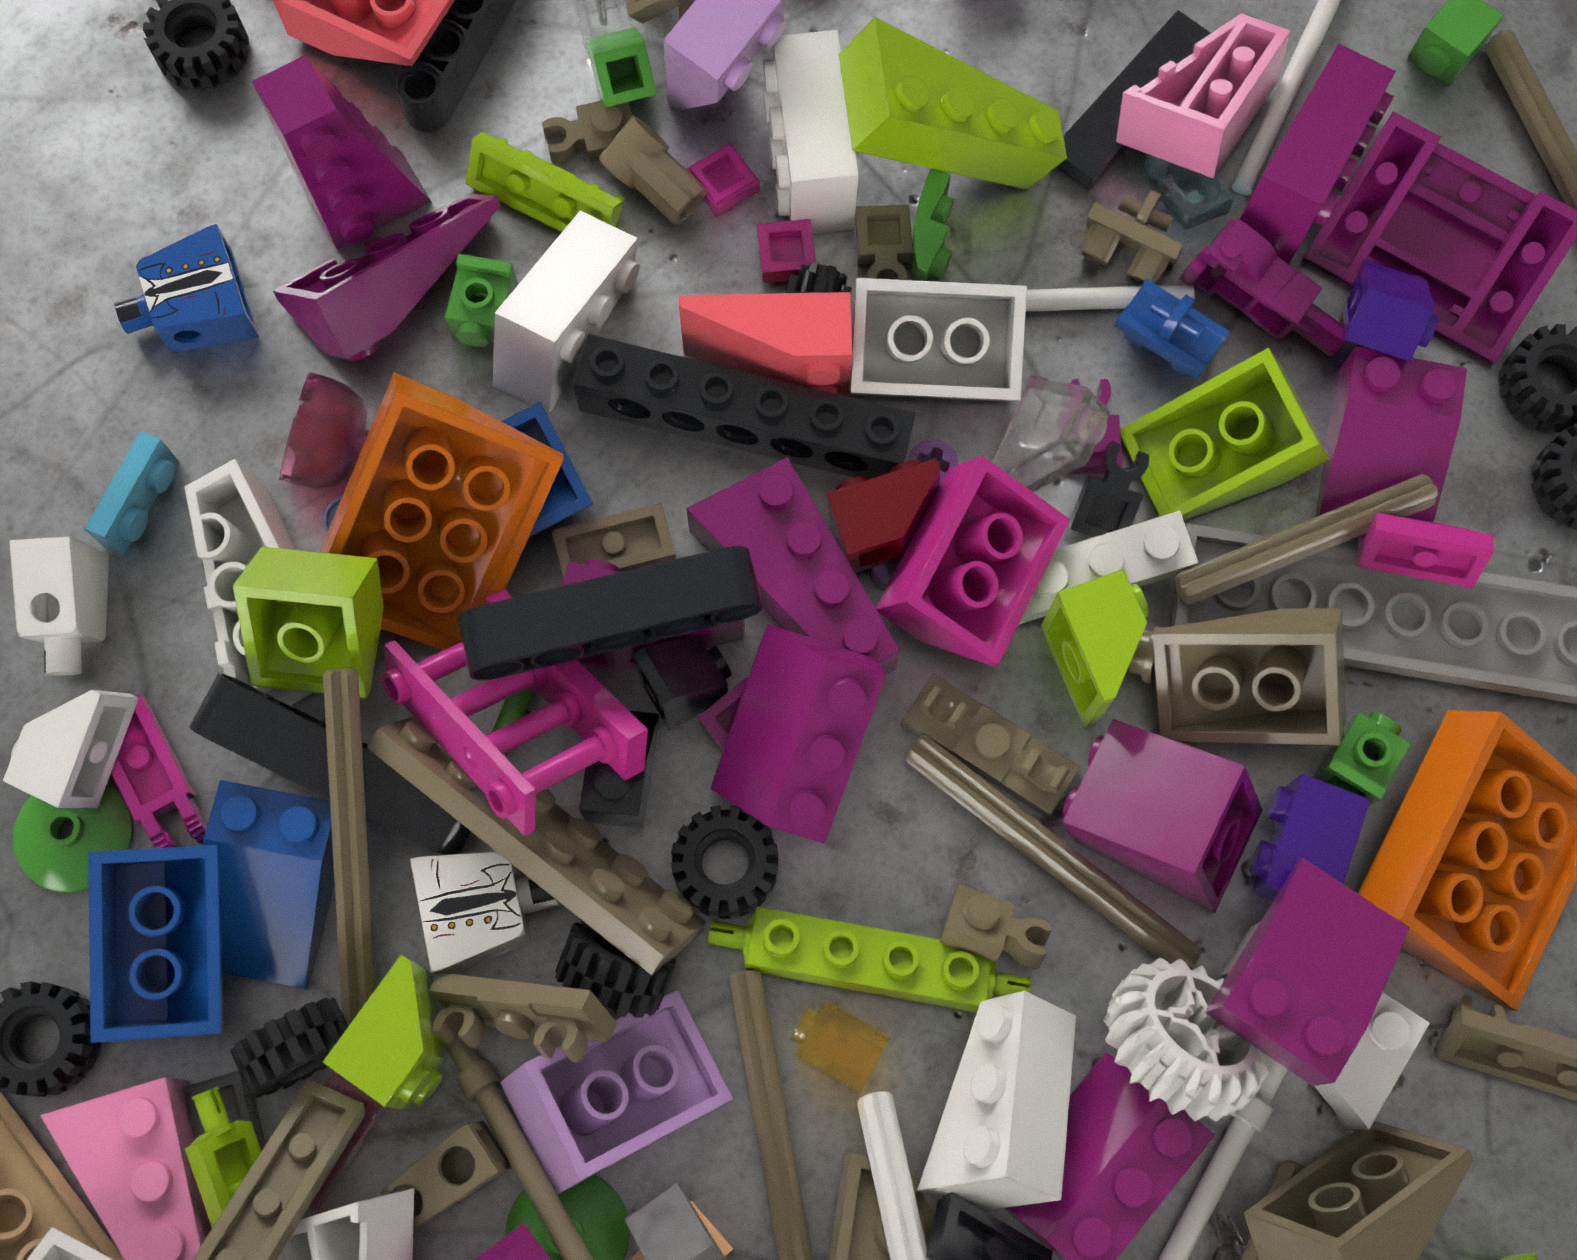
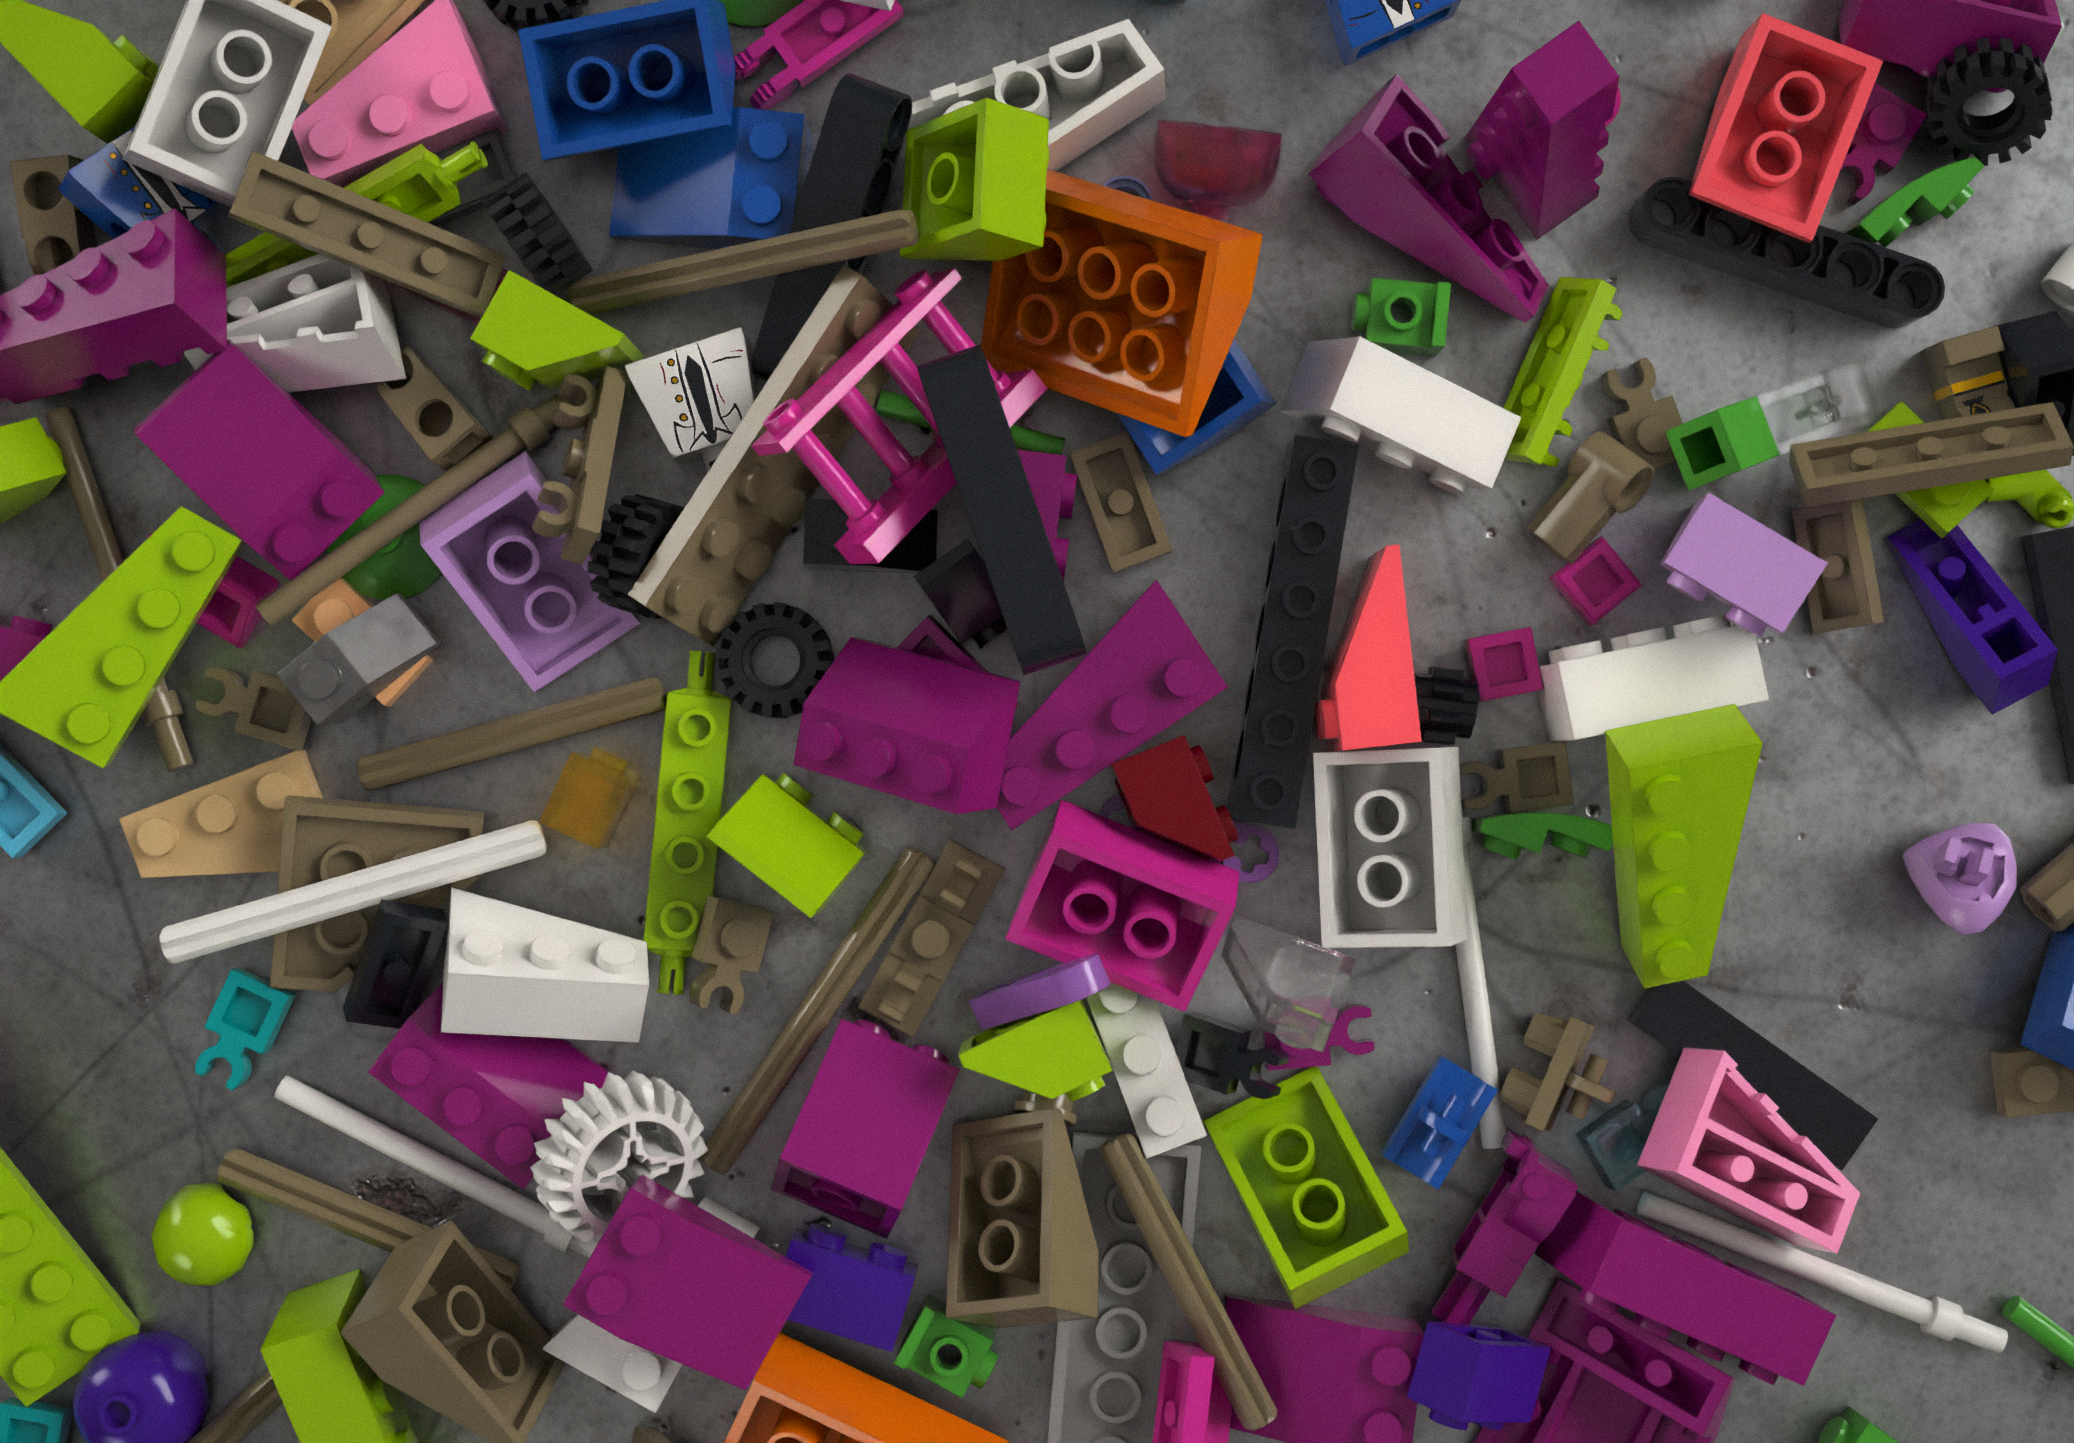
camera: 85 degrees right, 15 degrees up
(897, 855) = (790, 842): none -> lime slope
(1047, 638) = (1040, 991): none -> medium lavender beam

